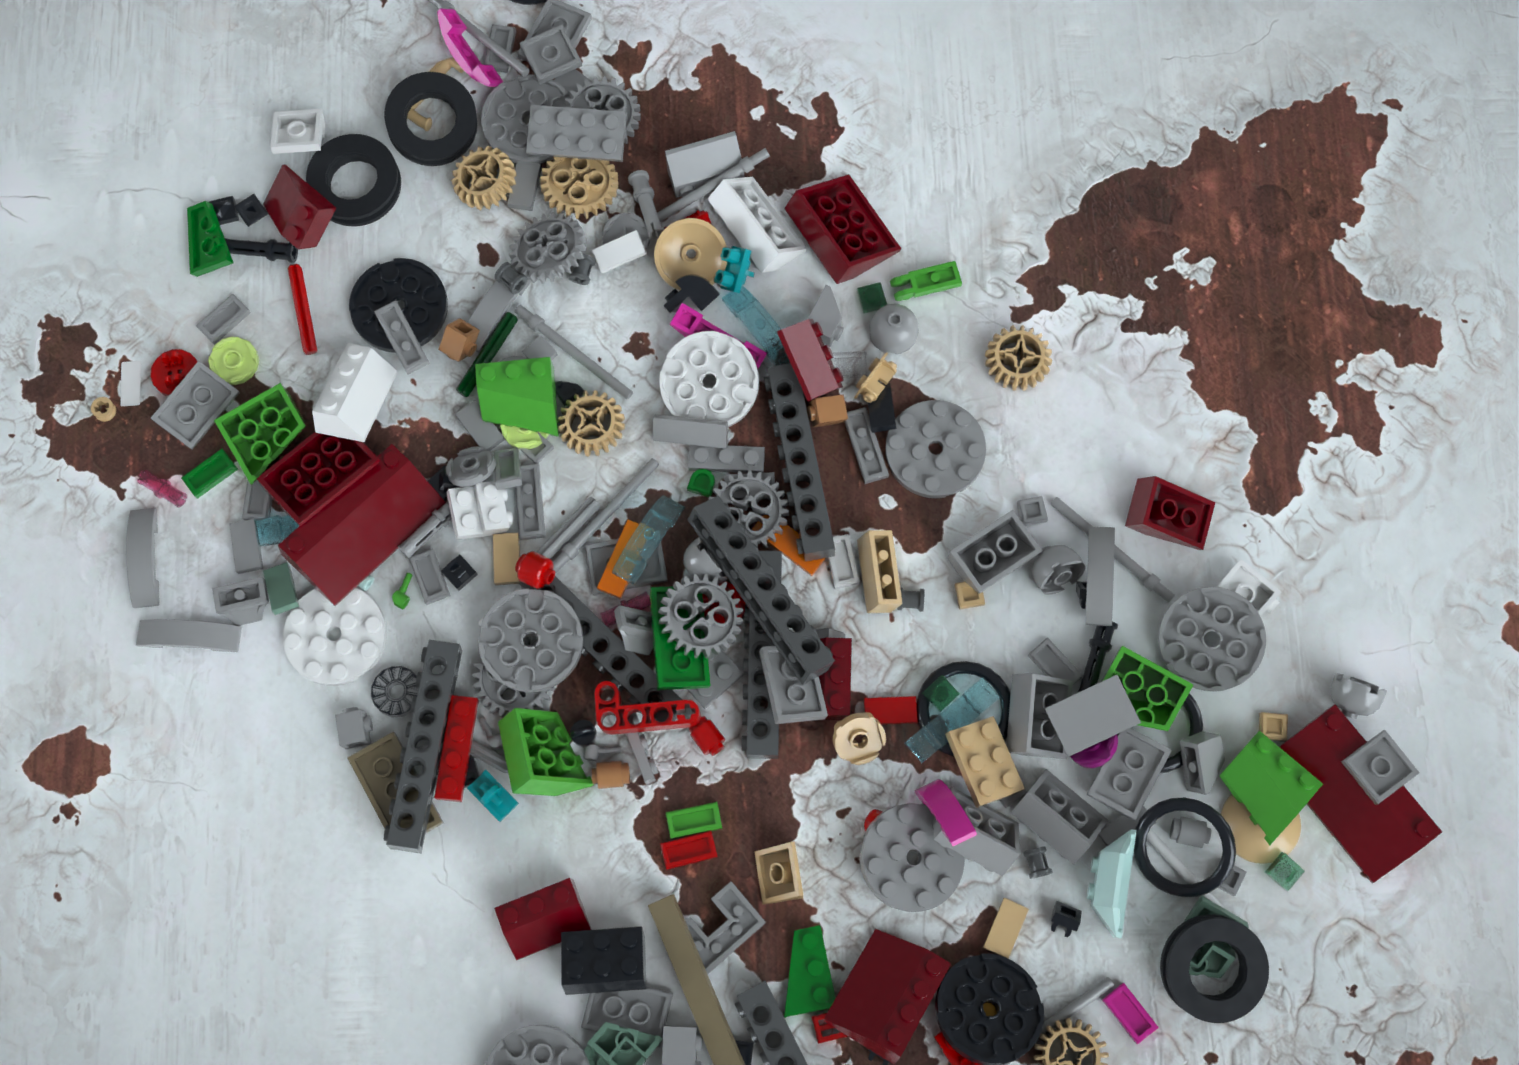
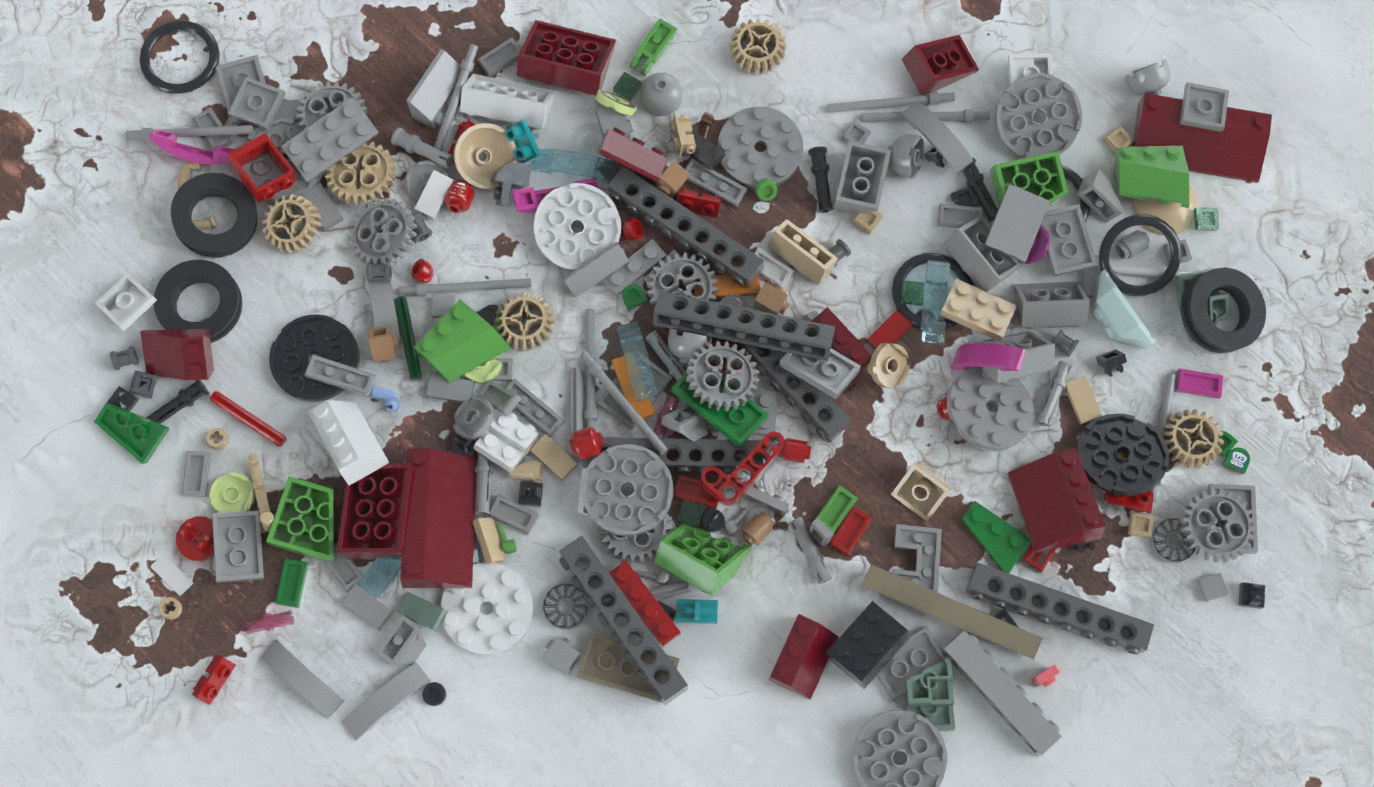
camera: 50 degrees left, 0 degrees up
(73, 498) = (219, 671): none -> red hinge
(228, 665) = (434, 694): none -> black tile
(253, 377) = (266, 516): none -> tan piece
(256, 176) = (124, 358): none -> dark grey bush
(265, 297) = (222, 444): none -> tan bush
(388, 580) = (489, 540): none -> tan tile
(425, 389) = (388, 396): none -> light blue arm
(474, 552) = (528, 471): none -> tan cone
(505, 90) = (252, 151): none -> red window
(549, 306) = (422, 271): none -> red tile
(571, 709) = (691, 513): none -> clear green plate
(585, 687) = (692, 490): none -> red tile
(608, 518) = (598, 372): none -> light grey bar
(635, 840) = (812, 555): none -> light grey pin
(638, 271) = (459, 196): none -> red head
(656, 826) = (820, 532): none -> light grey tile
(682, 535) = (675, 367): none -> light grey pin
(755, 424) = (632, 229): none -> red tile
(786, 181) = (500, 57): none -> light grey tile
(814, 590) = (771, 300): none -> medium nougat brick
(827, 441) = (704, 205): none -> red hinge
(845, 301) = (617, 102): none -> yellowish green tile
(903, 489) = (765, 189): none -> bright green tile
(913, 387) = (708, 120): none -> reddish brown hand
(967, 514) = (820, 171): none -> black pin
(984, 897) = (1056, 385): none -> light grey pin
(1076, 652) = (964, 197): none -> black tile
(1132, 538) = (932, 98): none -> light grey bar

